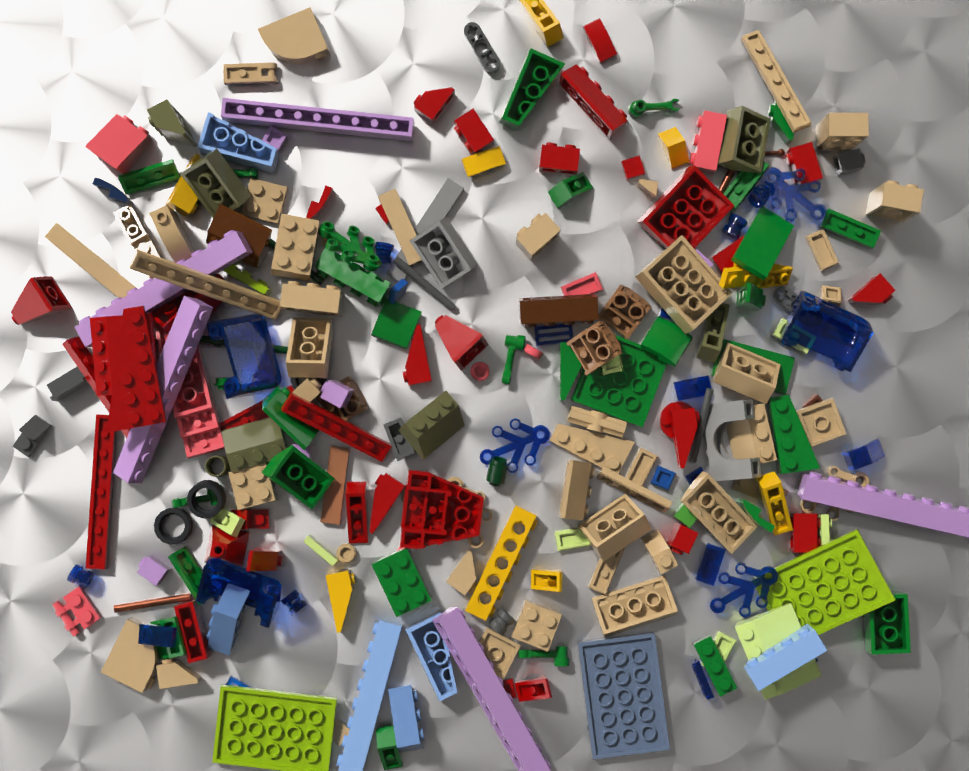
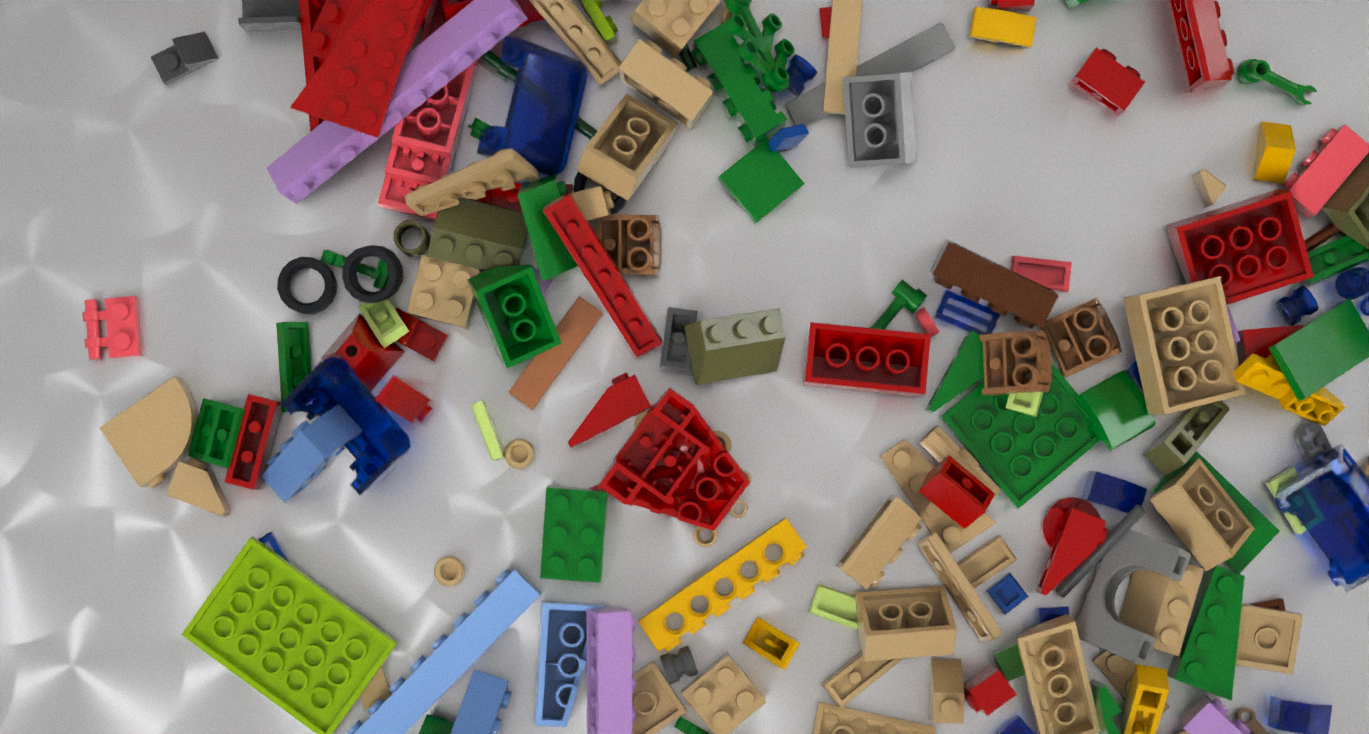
camera: 25 degrees right, 0 degrees up
(82, 577) = (145, 285): clear blue wheel -> none
(100, 495) = (233, 188): red plate -> none
(152, 602) = (220, 373): copper bar -> none
(153, 570) = (246, 329): lavender brick -> none
(157, 635) = (204, 420): clear blue tile -> none
(245, 401) = (472, 182): none -> tan wing
(297, 605) = (413, 487): clear blue wheel -> none
(336, 393) = (629, 228): lavender brick -> none
(340, 591) = (483, 501): yellow slope -> none
(343, 641) = (449, 571): none -> tan tile
(357, 512) = (565, 406): red slope -> none
(417, 362) = (759, 251): red slope -> none
(424, 283) = (829, 147): dark grey bar -> none
(460, 340) = (836, 252): slope -> none
(464, 575) = (663, 572): tan slope -> none
(480, 371) = (838, 308): coral tile -> none
(497, 471) = (786, 457): dark green brick -> none
(511, 391) = (867, 359): none -> red slope
(518, 443) = (835, 436): clear blue plant -> none
(537, 236) = (1020, 168): tan brick -> none
(570, 189) = (1099, 130): green slope -> none
(602, 437) = (957, 492): none -> red brick
(633, 167) = (1202, 148): red tile -> none
(750, 297) = (1264, 414): green slope -> none

